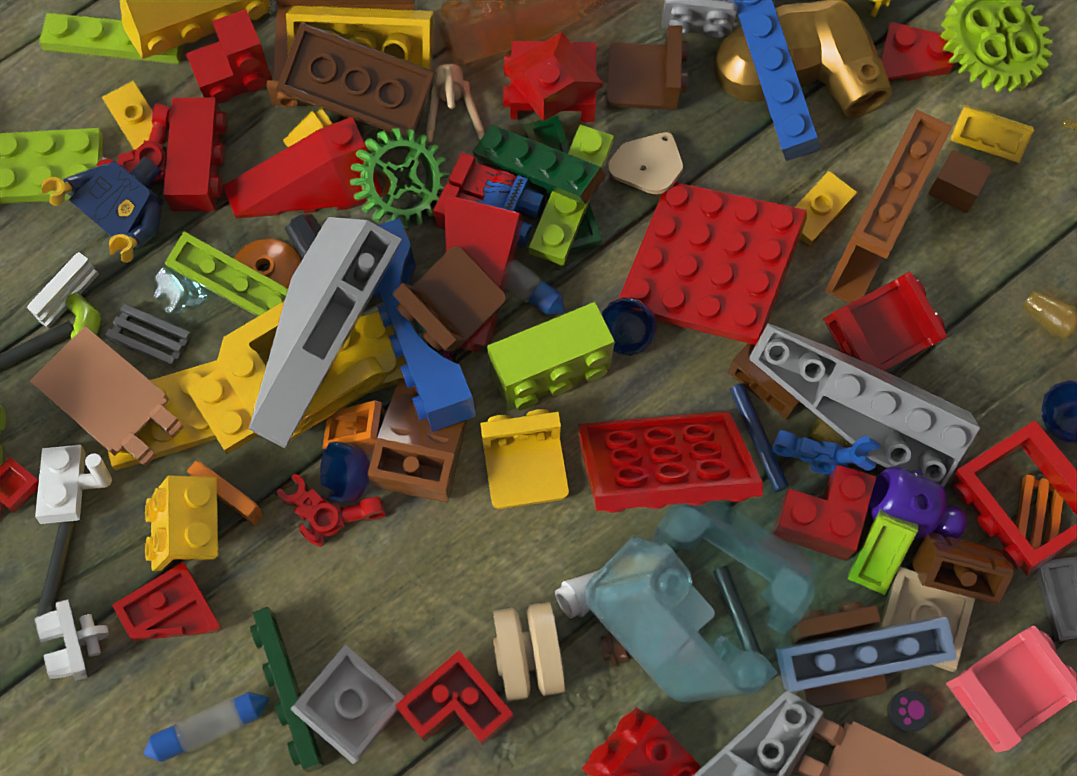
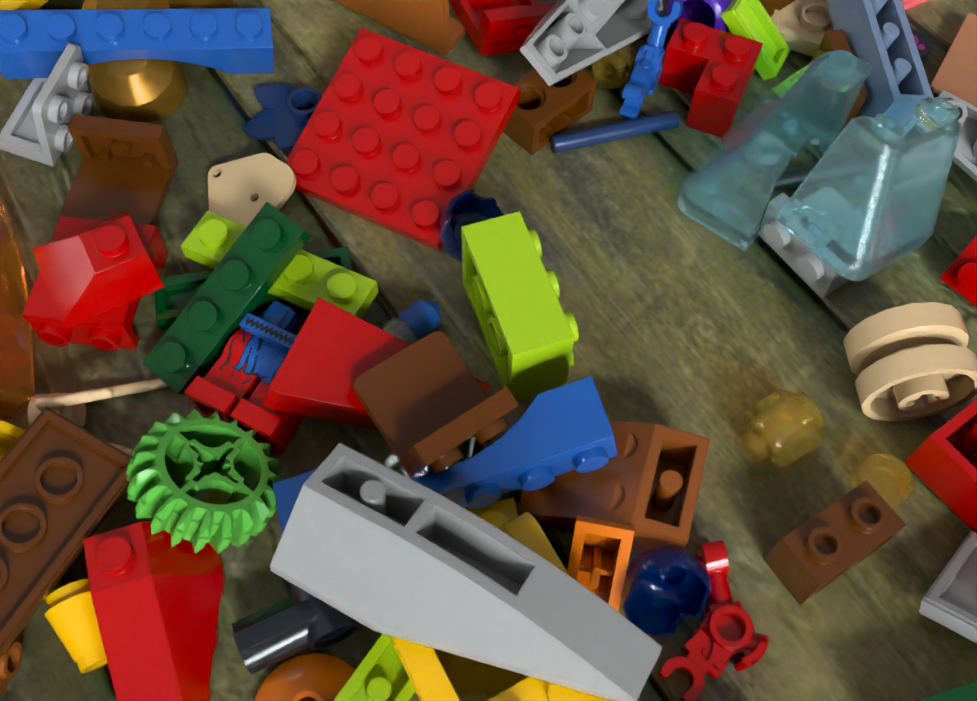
camera: 85 degrees left, 10 degrees down
(386, 588) = (833, 541): none -> reddish brown brick
(443, 637) = (887, 476): none -> clear yellow tile
(476, 560) = (782, 427): none -> clear yellow head
(524, 459) = (644, 362): yellow bracket -> none
(571, 596) = (814, 313): white cone -> none
(613, 650) = (877, 288): reddish brown plate -> none
(667, 461) = (674, 187): red plate -> none
(732, 174) = (283, 115): none -> dark blue plate
(823, 205) = (330, 37): yellow plate -> none

